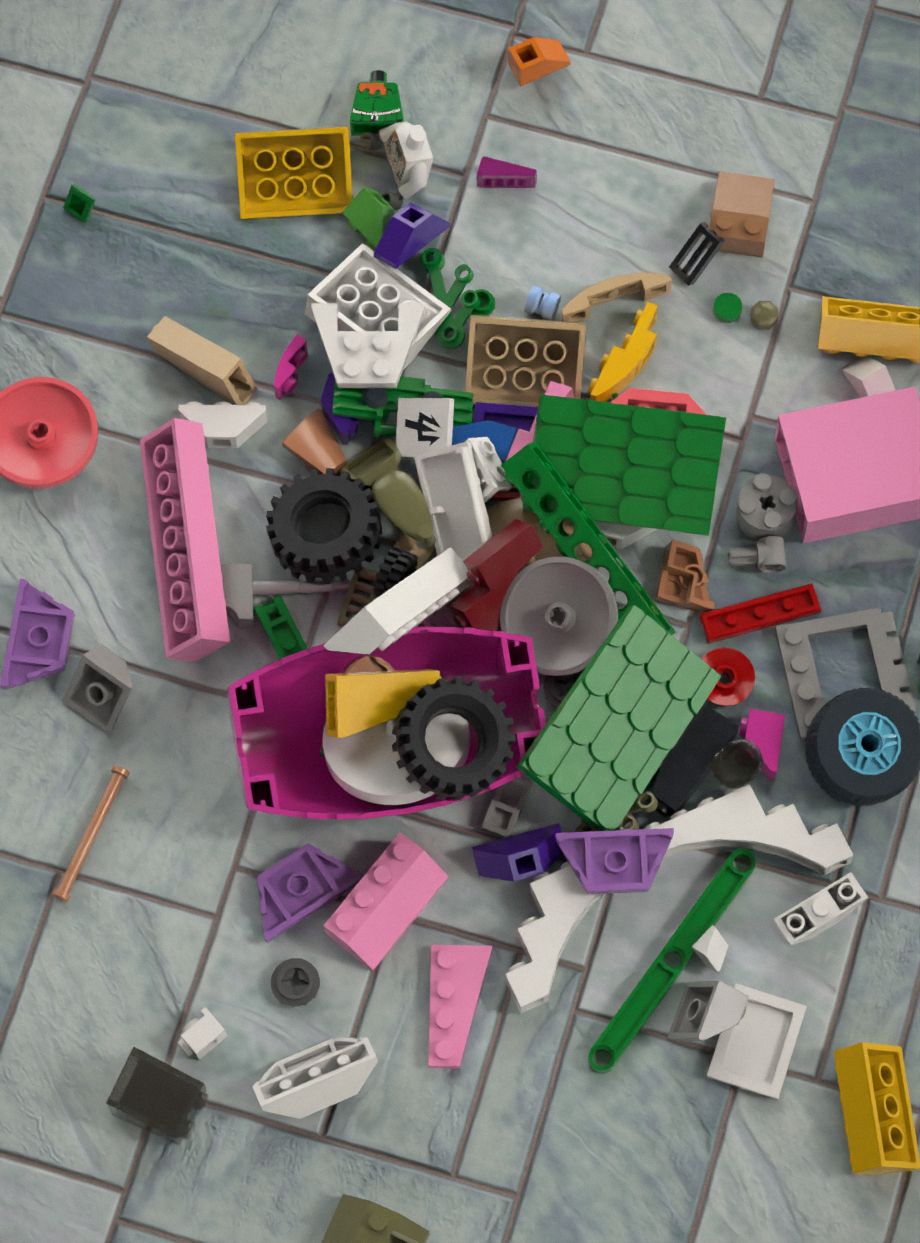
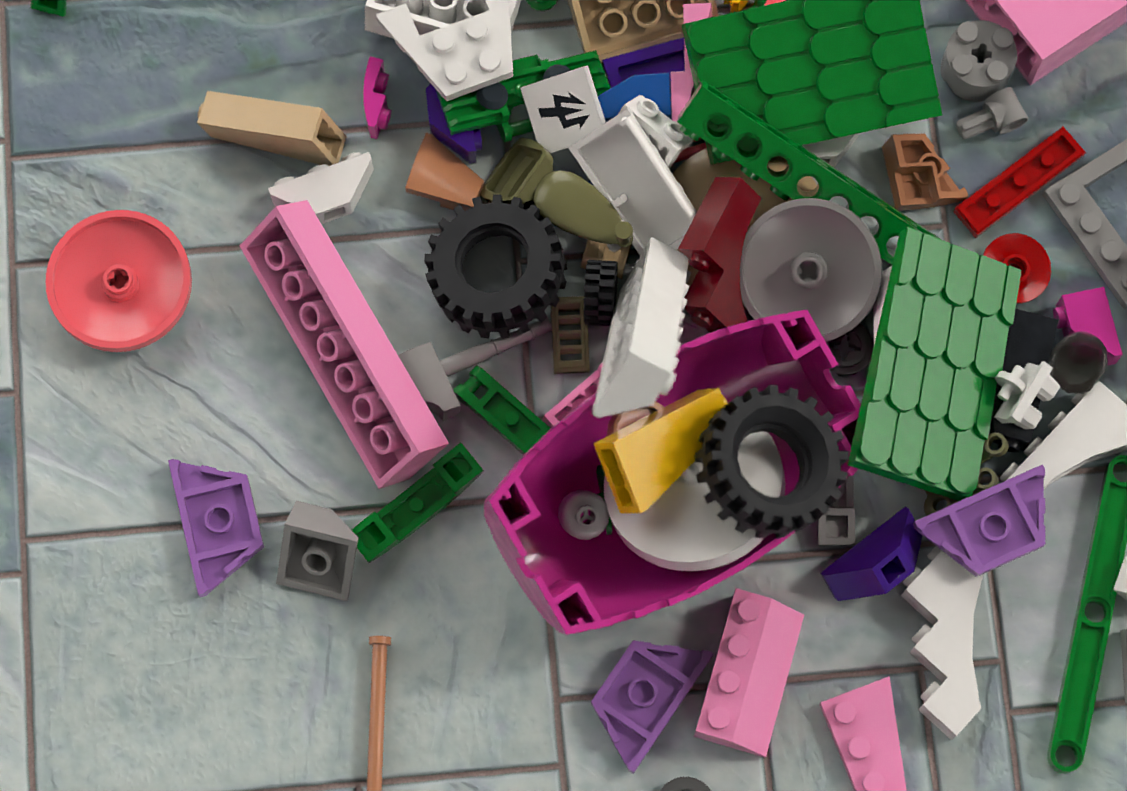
camera: 25 degrees left, 5 degrees up
(191, 682) = (417, 503): none -> green slope
(309, 720) = (571, 509): none -> light grey head
(696, 764) = (1019, 391): none -> white hips

